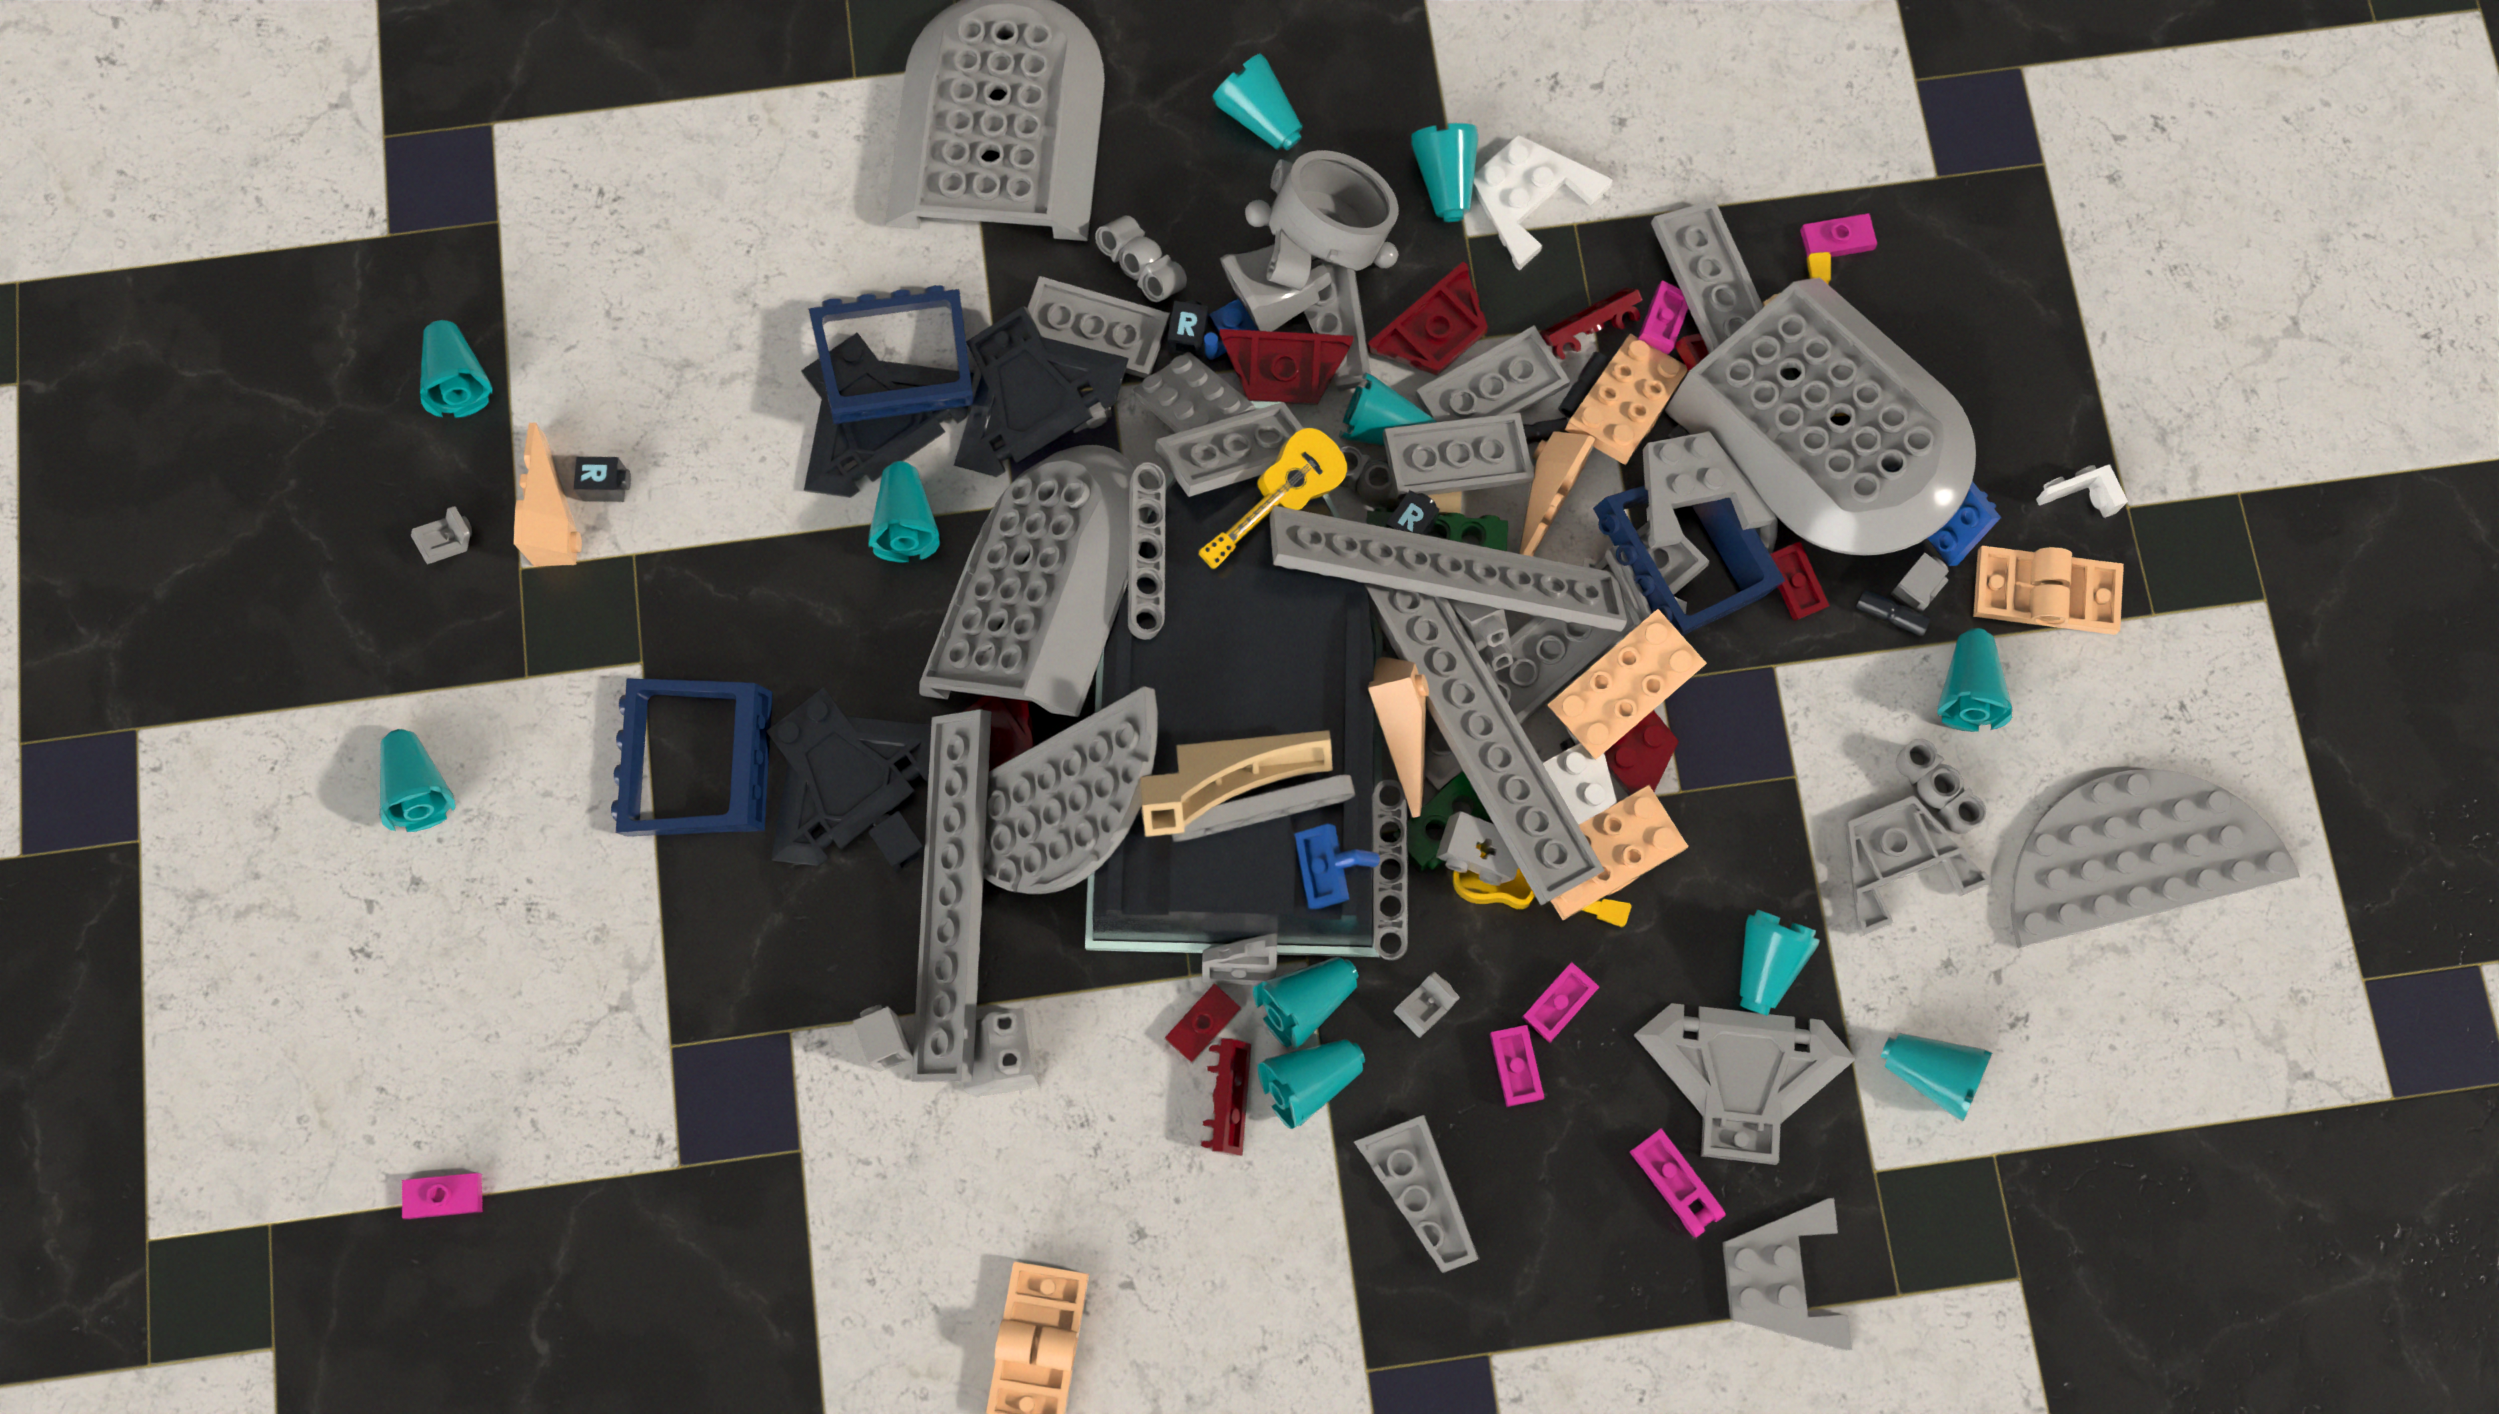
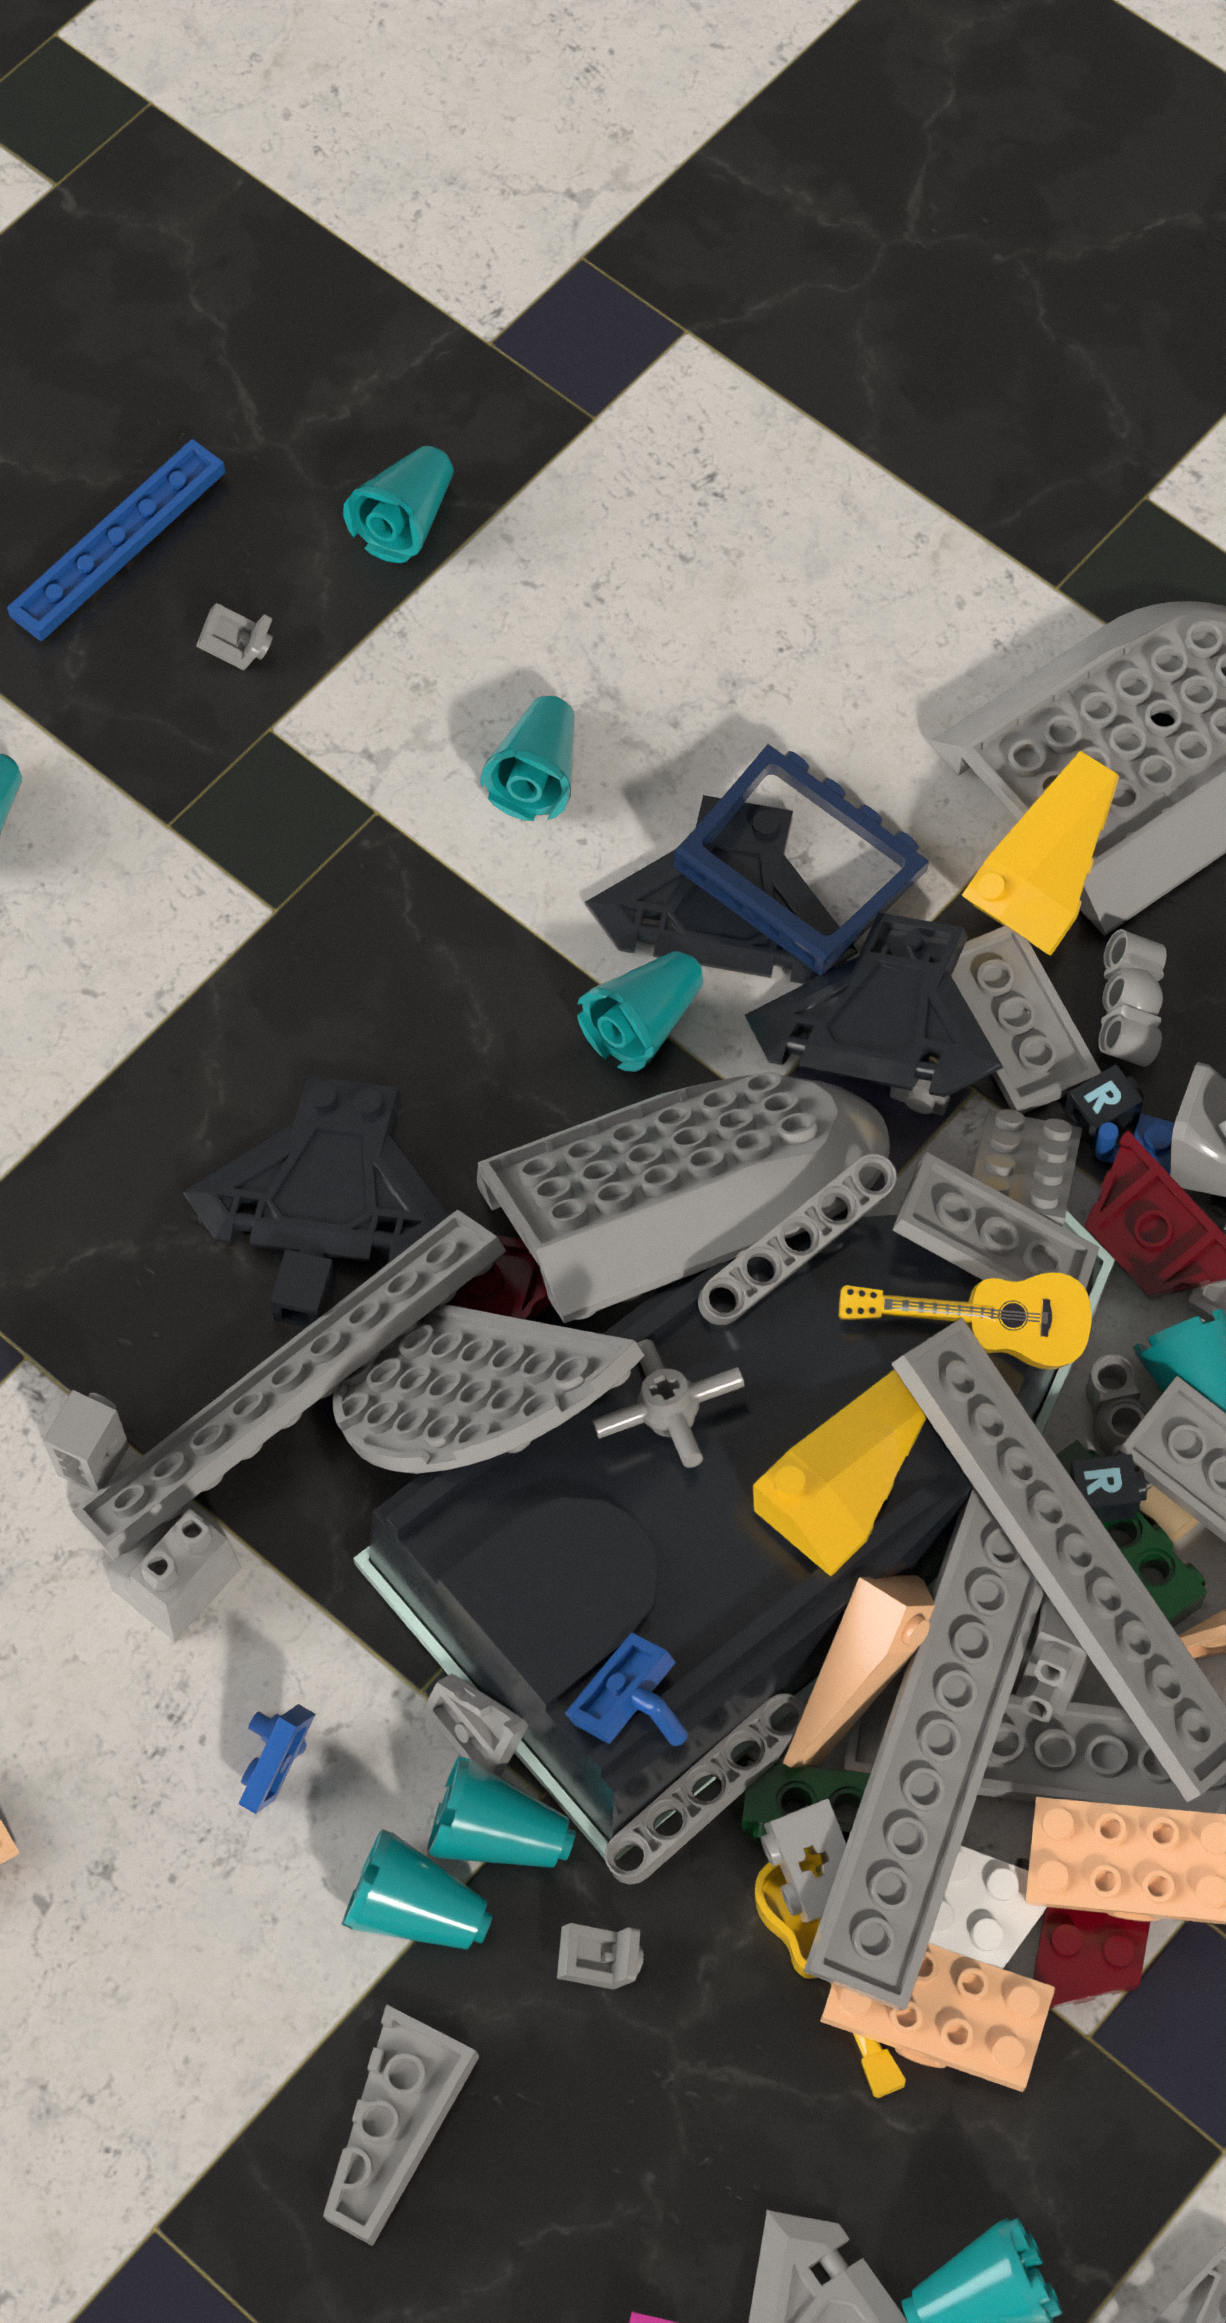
camera: 50 degrees right, 10 degrees down
(307, 550) = (116, 540): none -> blue plate
(543, 519) = (333, 701): light nougat wedge -> none
(601, 479) = (421, 718): black brick -> none
(693, 441) = (534, 762): none -> teal cone
(749, 760) = (258, 1087): dark blue windscreen -> none
(1027, 231) = (1042, 863): none -> yellow wedge
(1160, 1073) = (284, 1743): none -> blue plate
(1184, 701) = (668, 1403): none -> light grey bar
(1203, 1023) = (380, 1745): dark red plate -> none
(1224, 769) = (626, 1497): tan arch -> none
(1229, 1097) = (323, 1835): dark red plate -> none
(1269, 806) = (627, 1574): light grey beam -> none
(1308, 650) = (840, 1474): none -> yellow wedge
(1516, 1066) = (618, 2109): dark pink plate -> none
(1560, 1002) = (730, 2098): dark pink plate -> none

